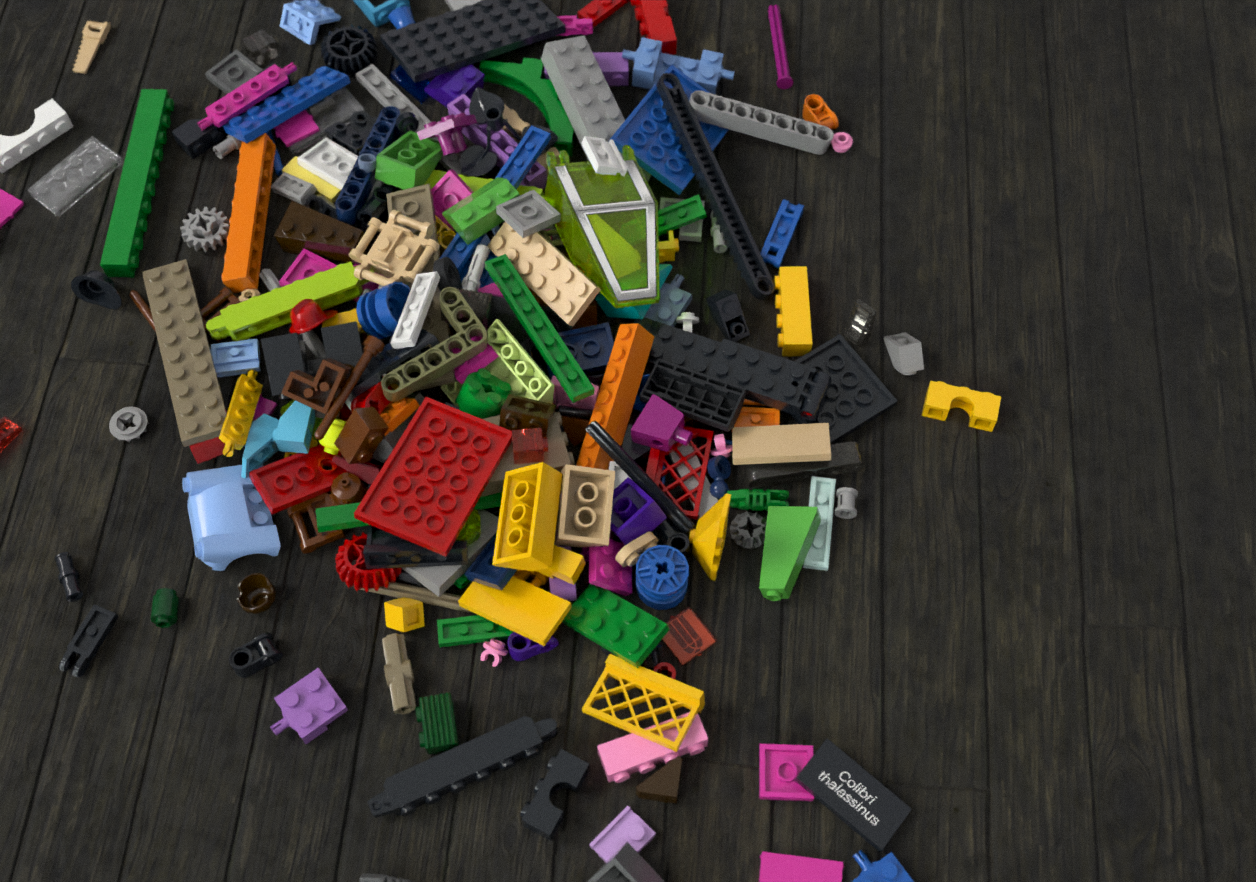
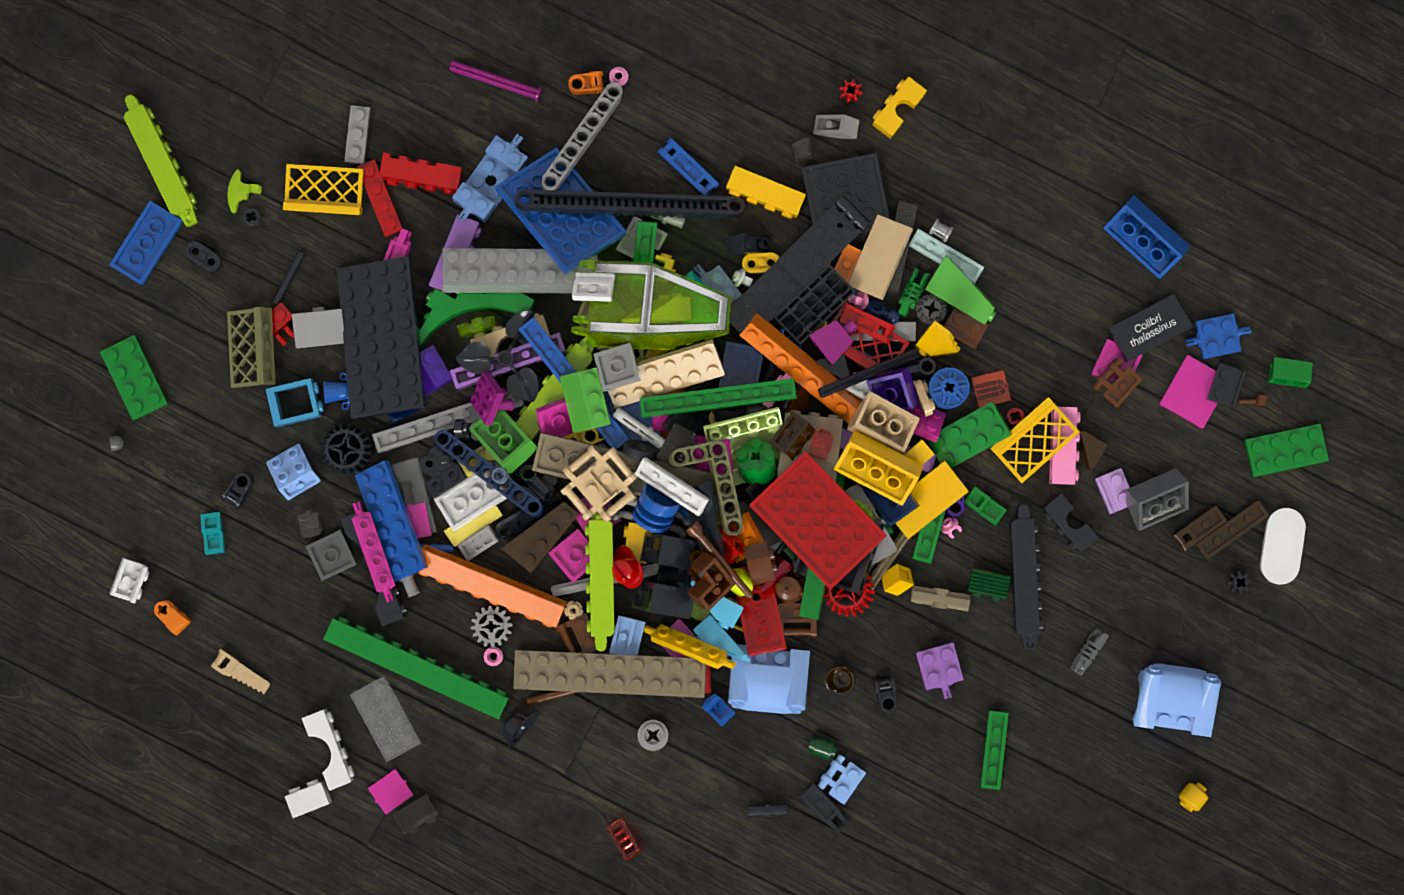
camera: 65 degrees left, 25 degrees up
(128, 654) = (845, 783): none -> light blue plate
(169, 241) = (488, 660): none -> bright pink plate
(172, 480) = (718, 709): none -> blue bracket
(221, 818) = (994, 750): none -> green plate
(519, 102) = (477, 326): none -> clear neon green plate
(536, 684) = (985, 506): none -> green slope
(697, 459) = (867, 323): none -> red plate
(718, 331) = (760, 262): none -> yellow plate
(744, 576) = (965, 328): none -> reddish brown plate
(761, 784) = (1121, 387): none -> reddish brown plate
(950, 351) = (849, 96): none -> red gear
(965, 744) = (1147, 237): none -> blue slope

